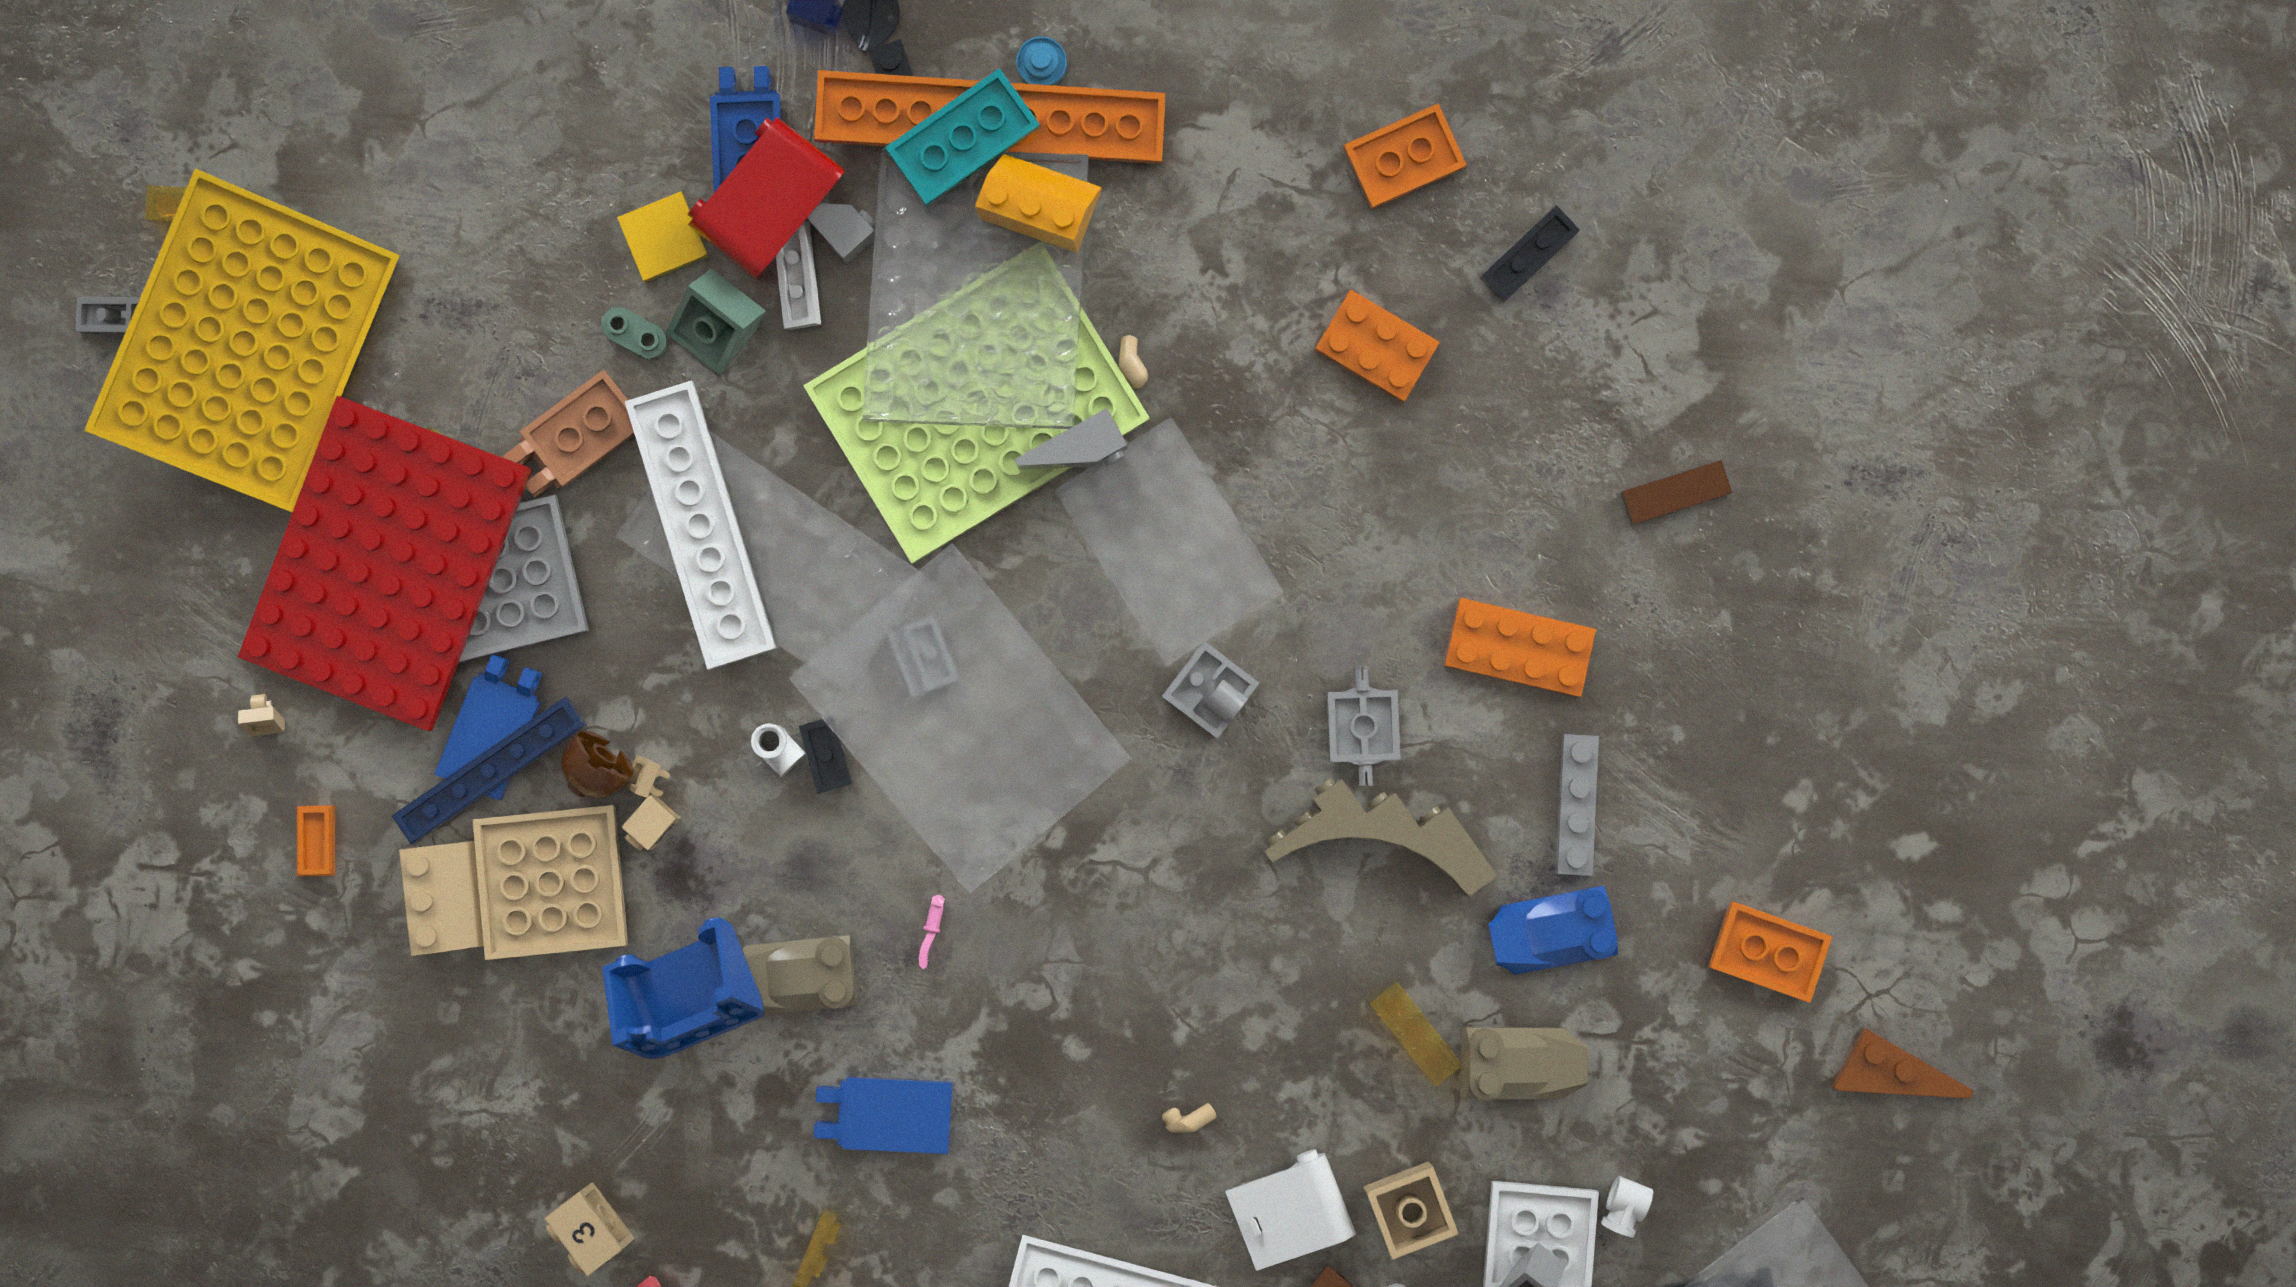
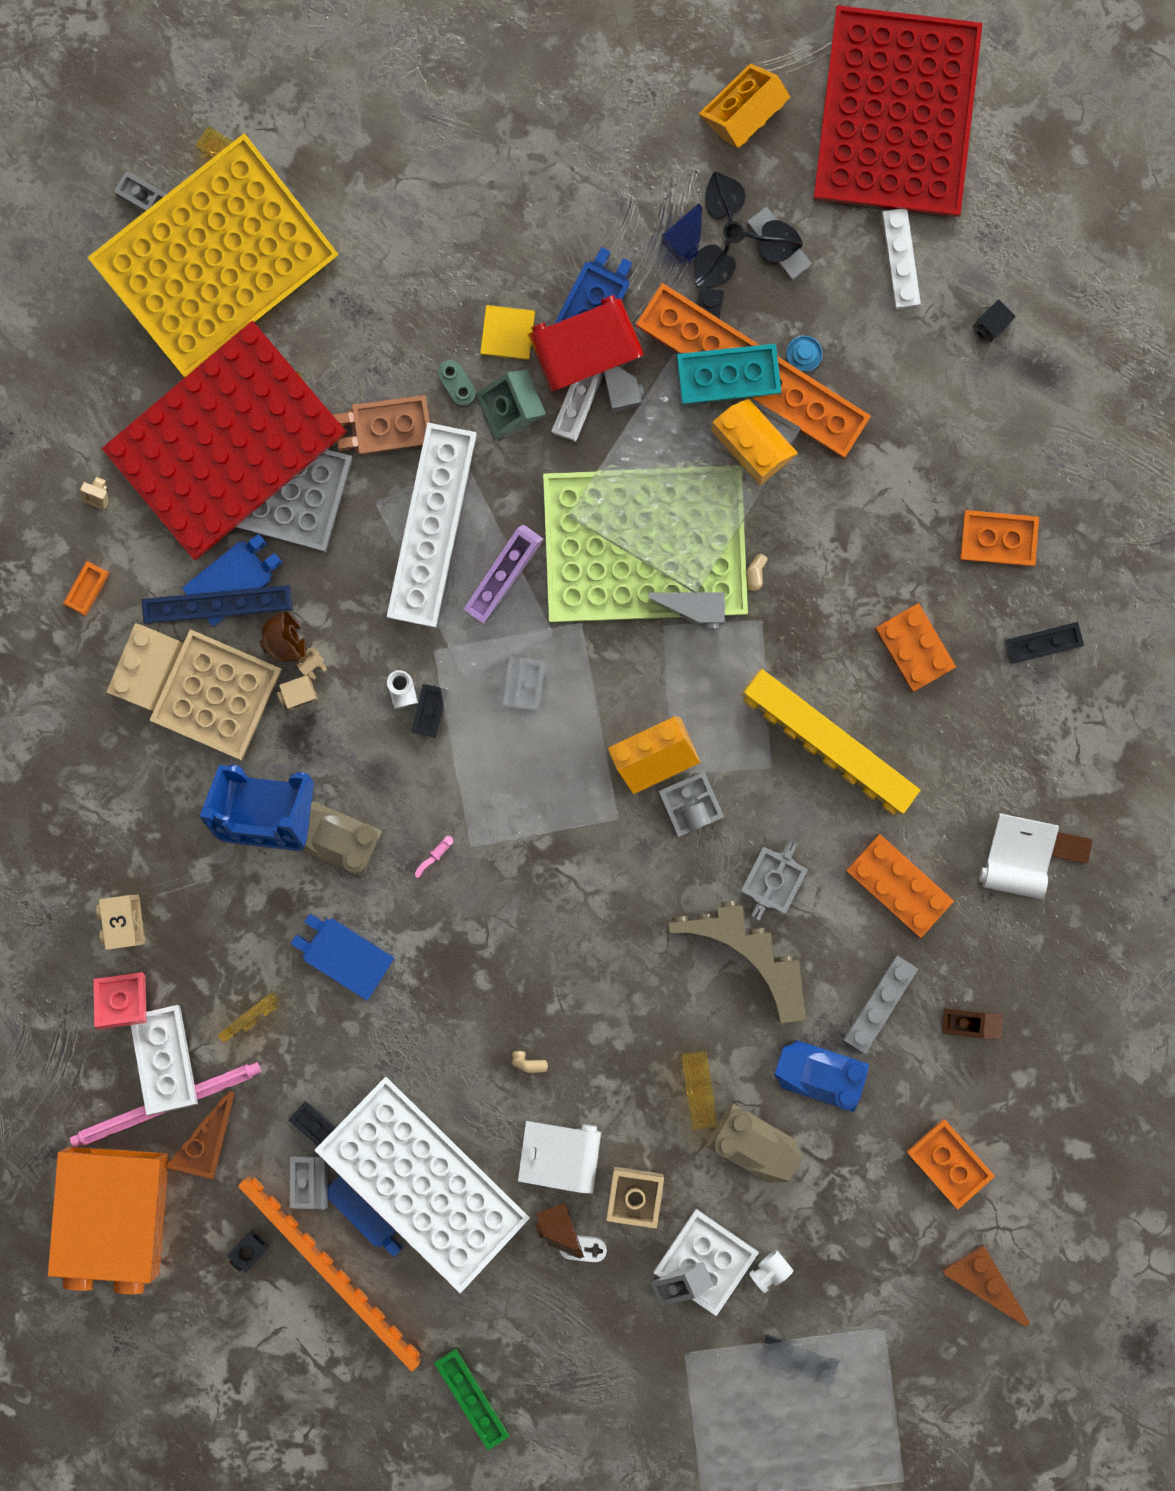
camera: 35 degrees right, 0 degrees up
(822, 534) = (503, 573): none -> lavender slope
(1132, 654) = (654, 754): none -> light orange slope
(1337, 520) = (829, 742): none -> yellow brick
(1645, 535) = (1018, 859): none -> white door
(1702, 766) = (972, 1023): none -> reddish brown slope

